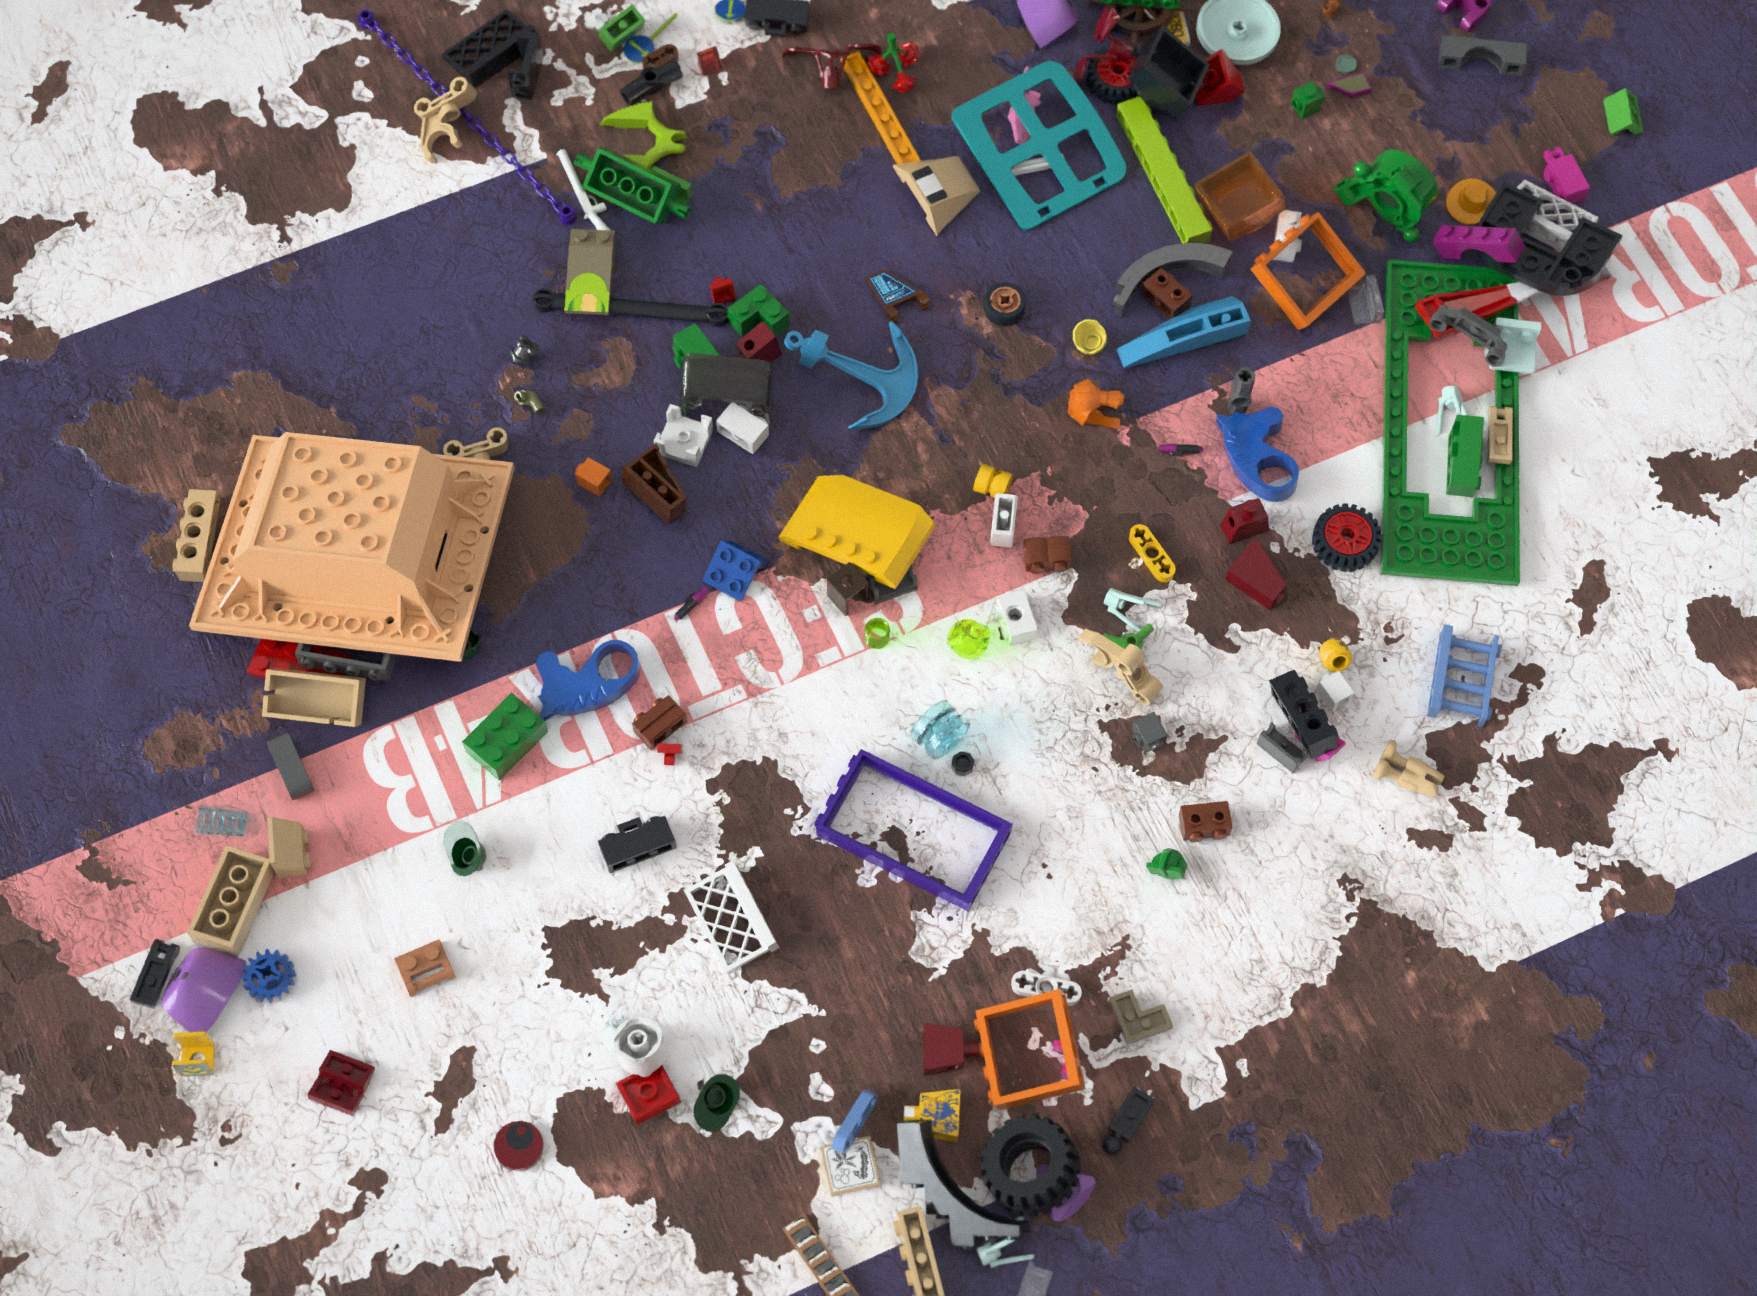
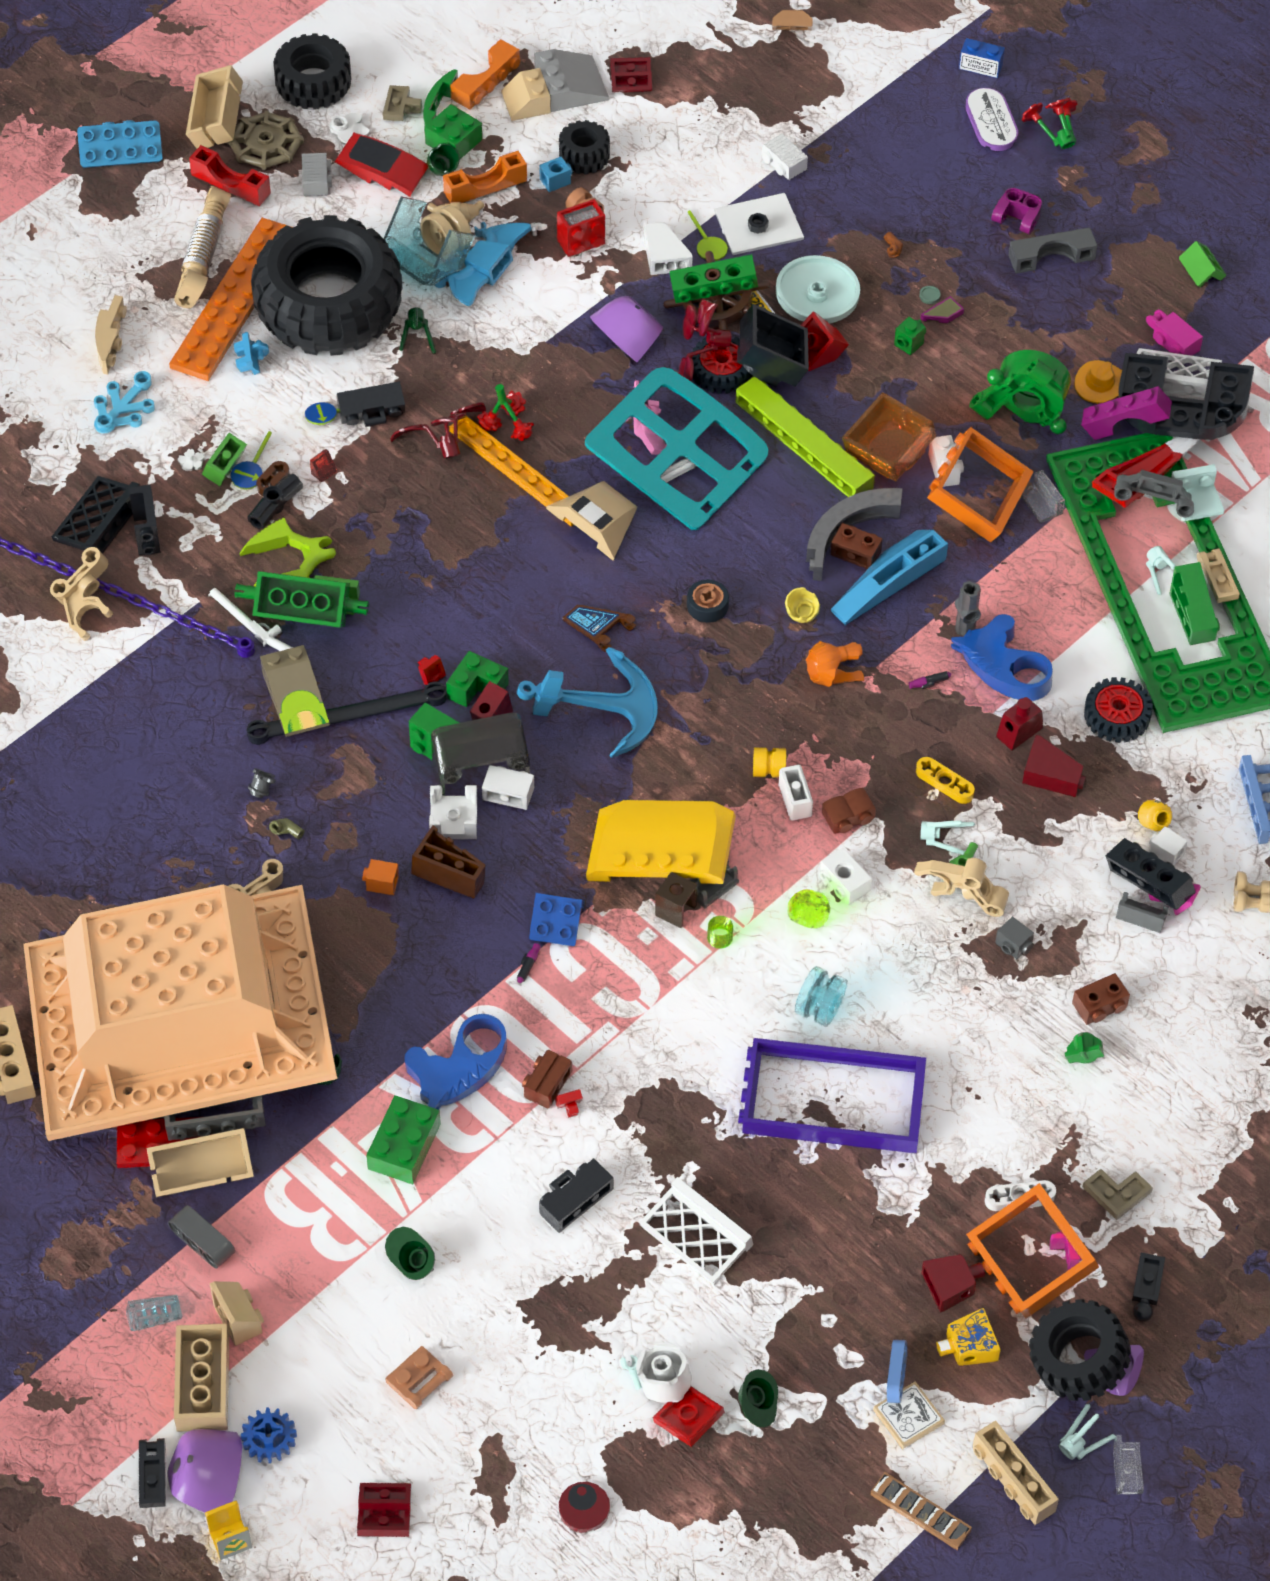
camera: 20 degrees left, 10 degrees down
(943, 1197) = (1044, 1420): arch -> none
(962, 763) = (853, 1022): black tile -> none

